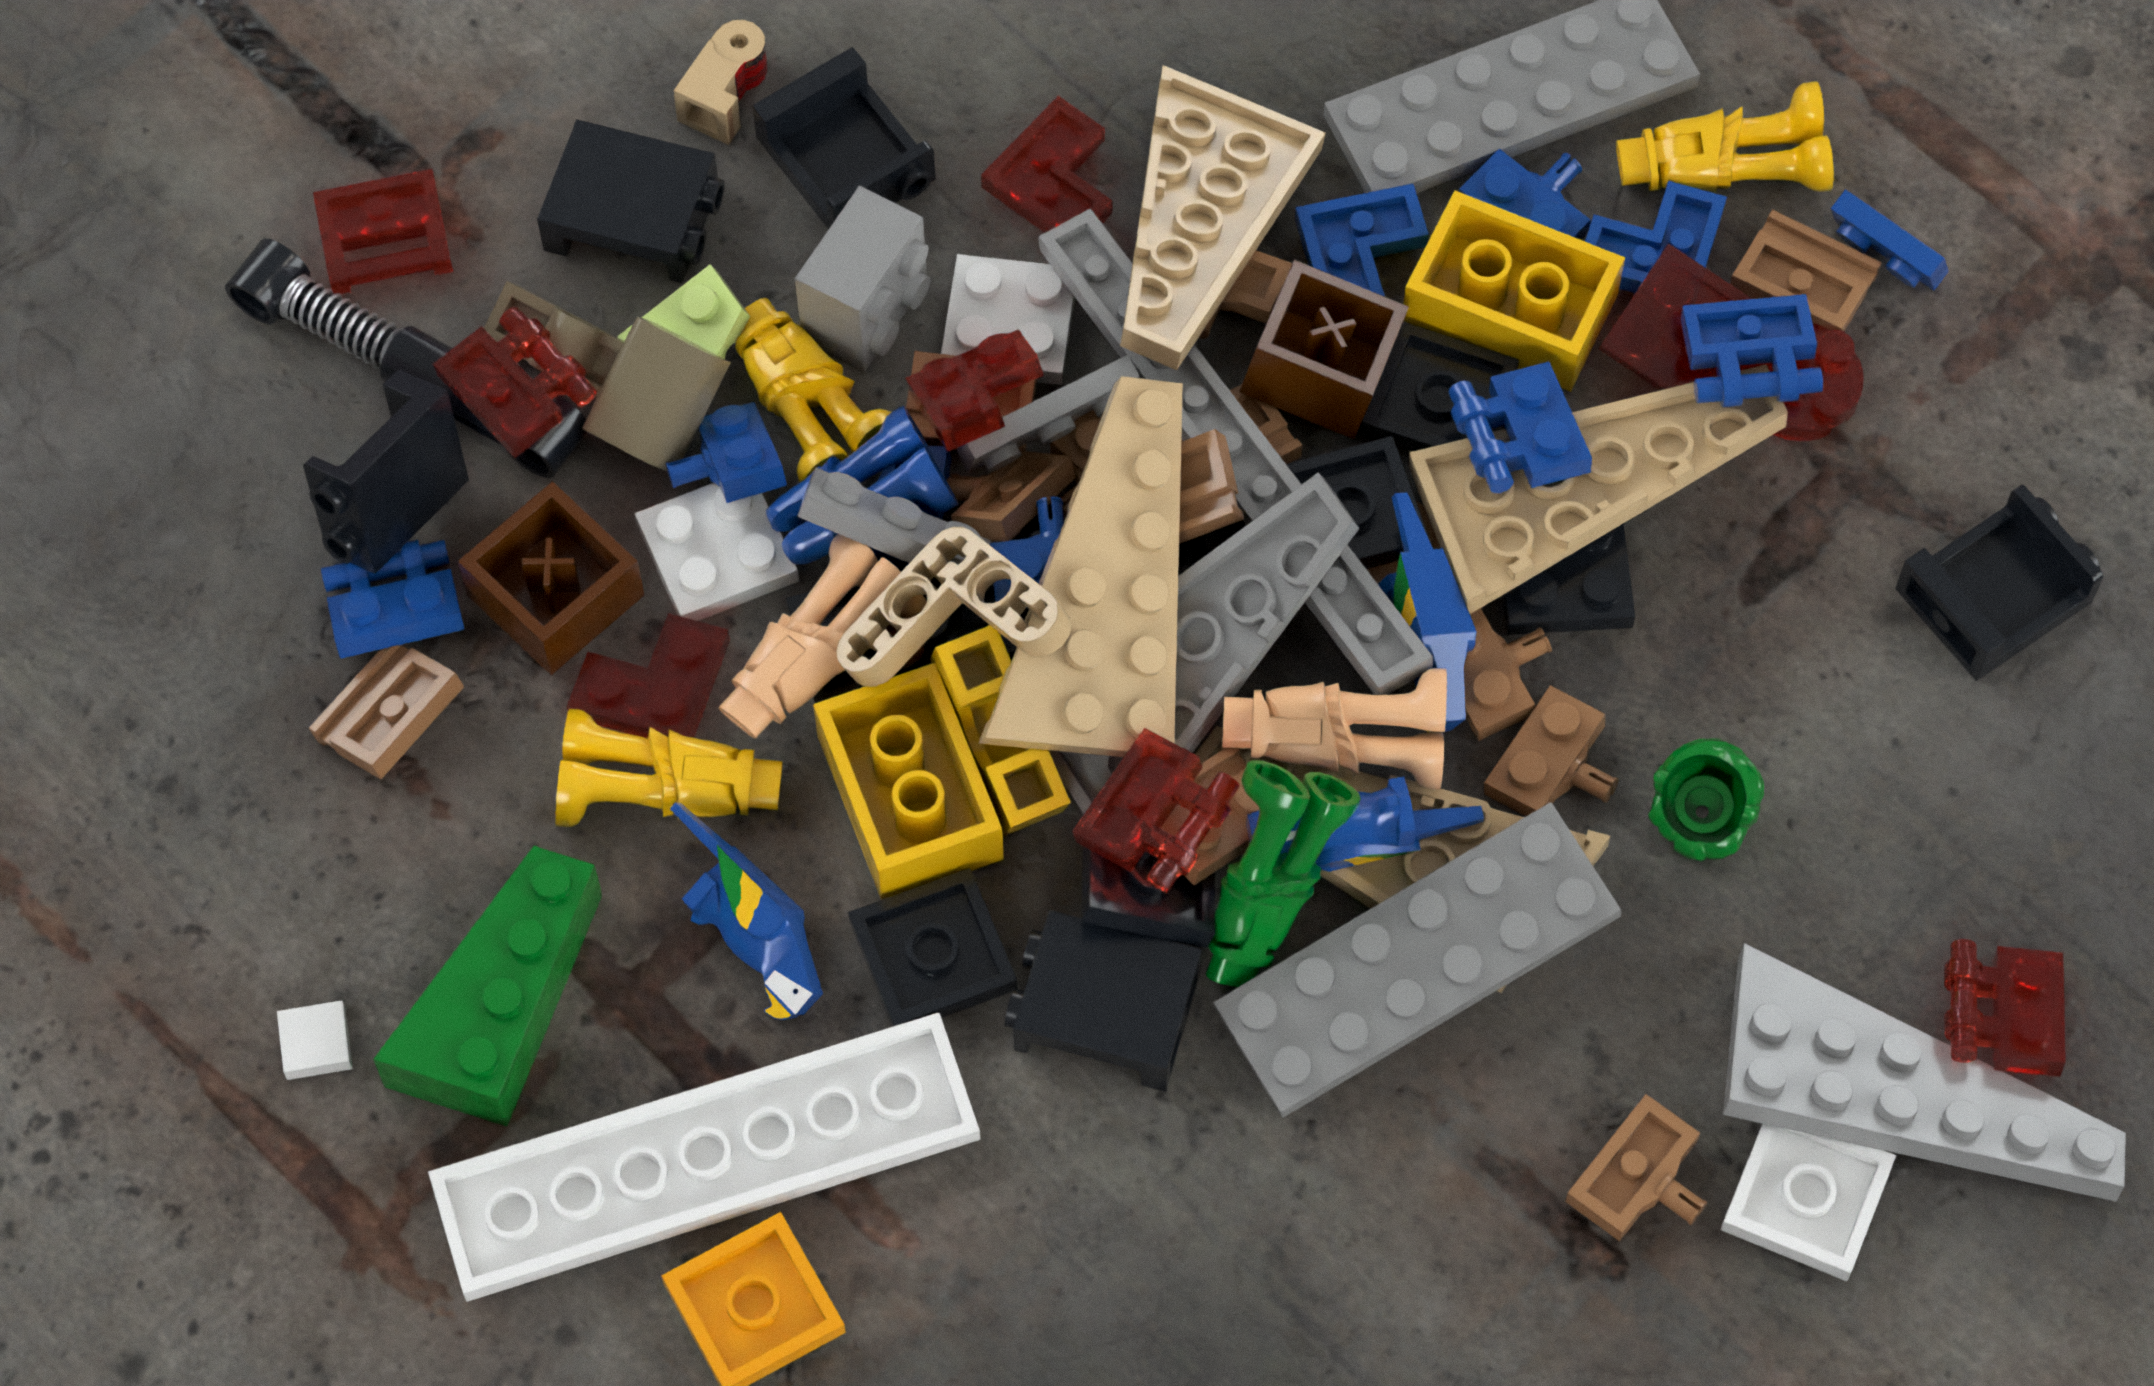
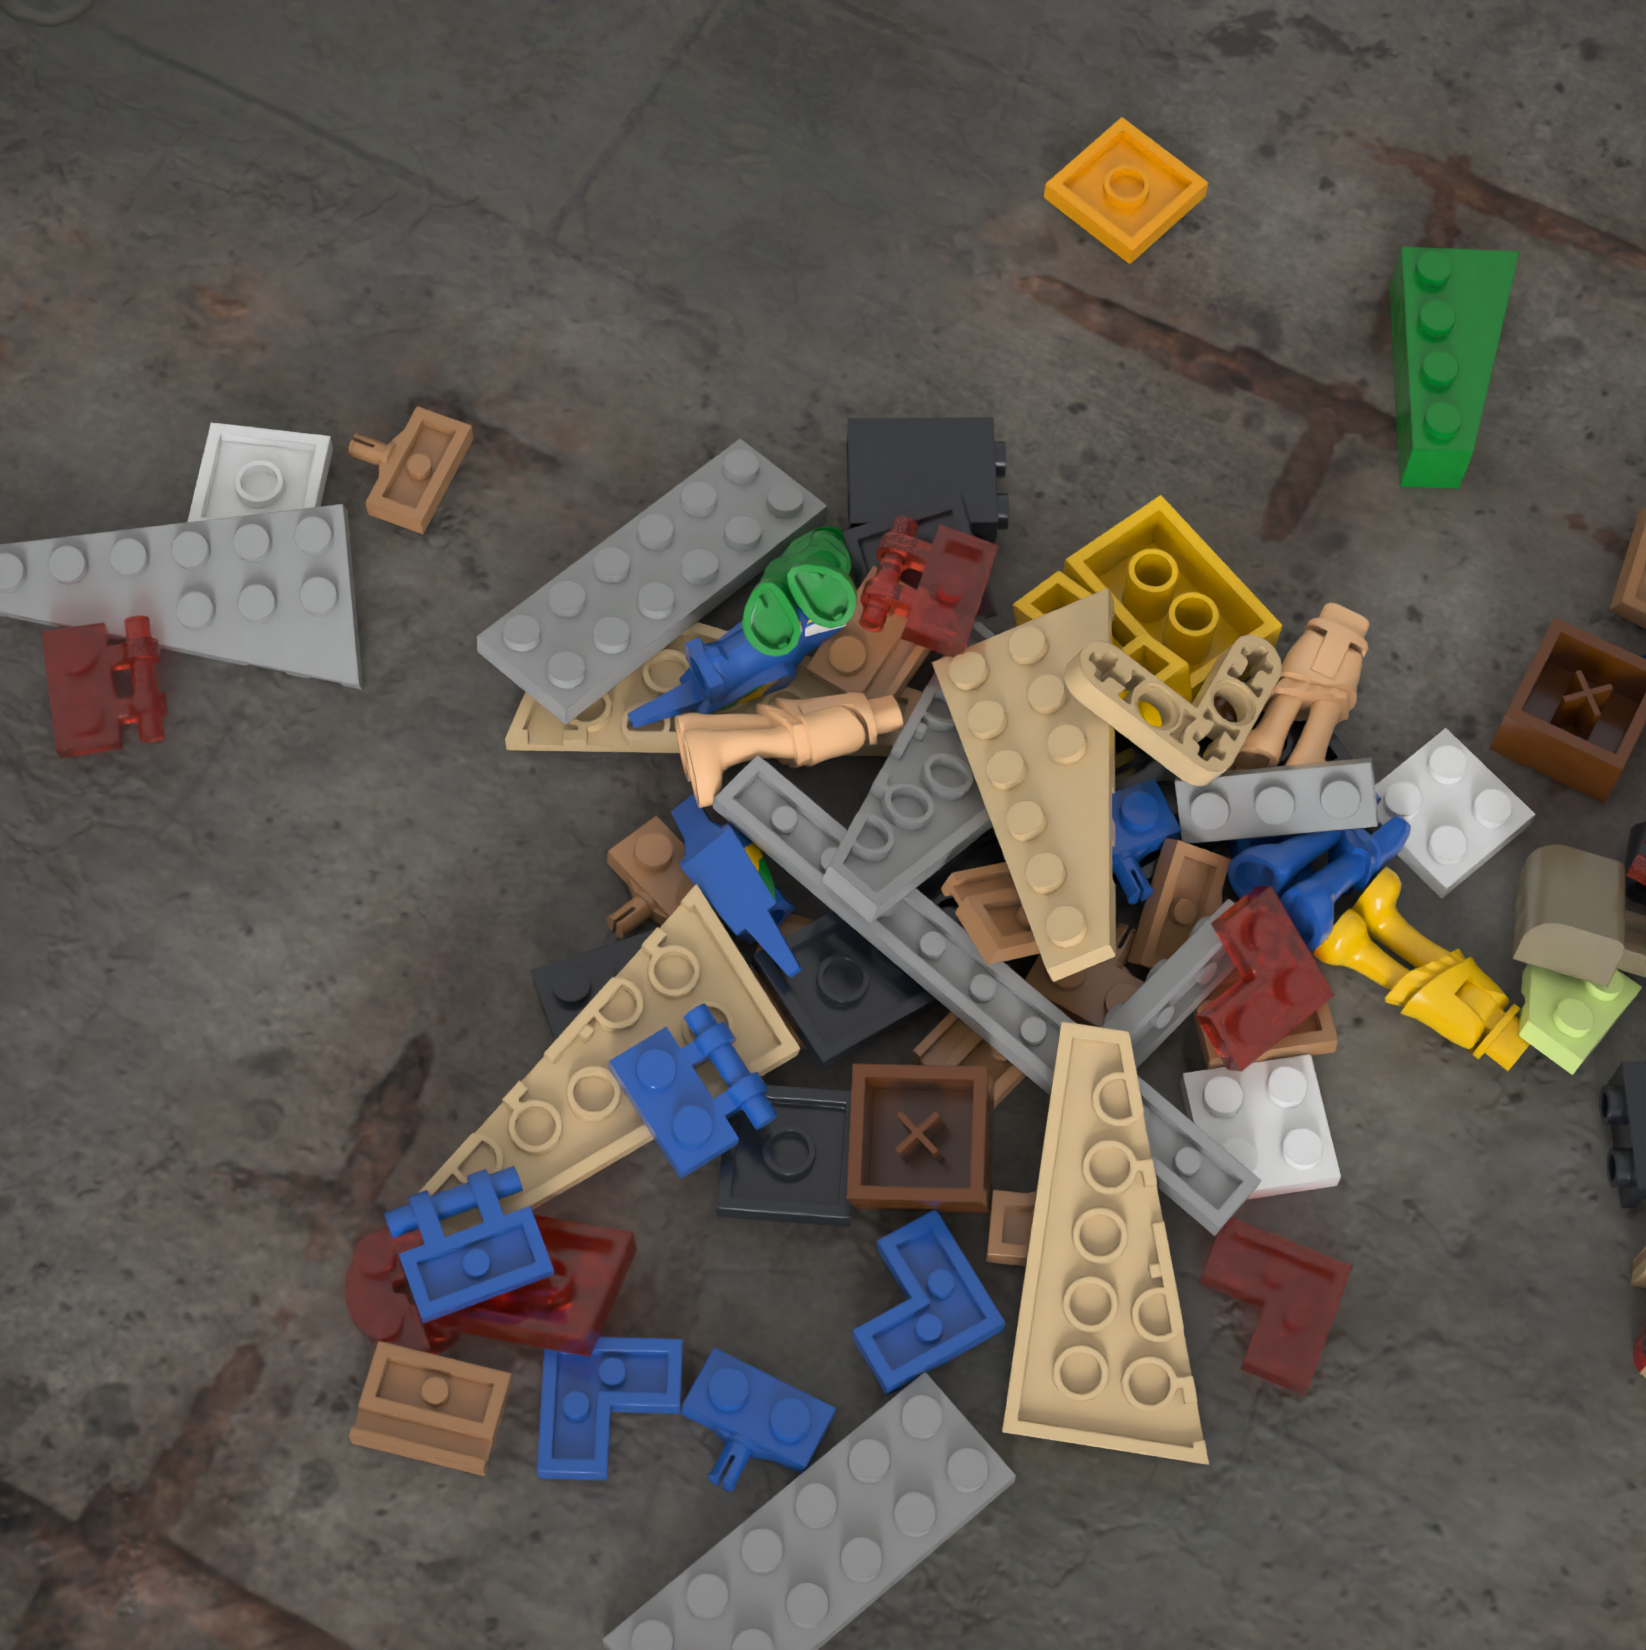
camera: 160 degrees right, 0 degrees up
(314, 1040) = (1580, 301): white tile -> none
(663, 695) = (1431, 656): clear red plate -> none
(687, 770) = (1378, 585): yellow piece -> none
(703, 1156) = (1210, 289): white plate -> none
(733, 455) = (1466, 885): blue plate -> none
(755, 922) = (1259, 478): blue animal -> none
(839, 135) = (1506, 1272): black panel -> none
(863, 279) = (1420, 1084): light grey brick -> none
(933, 949) = (1084, 486): black plate -> none
(1513, 287) = (742, 1274): yellow brick -> none
(1550, 756) = (580, 816): medium nougat plate -> none
(1704, 148) = (576, 1530): yellow piece -> none
(1708, 776) = (418, 797): green hair -> none
(1908, 257) = (344, 1470): blue plate -> none
(2001, 583) = (168, 1105): black panel -> none

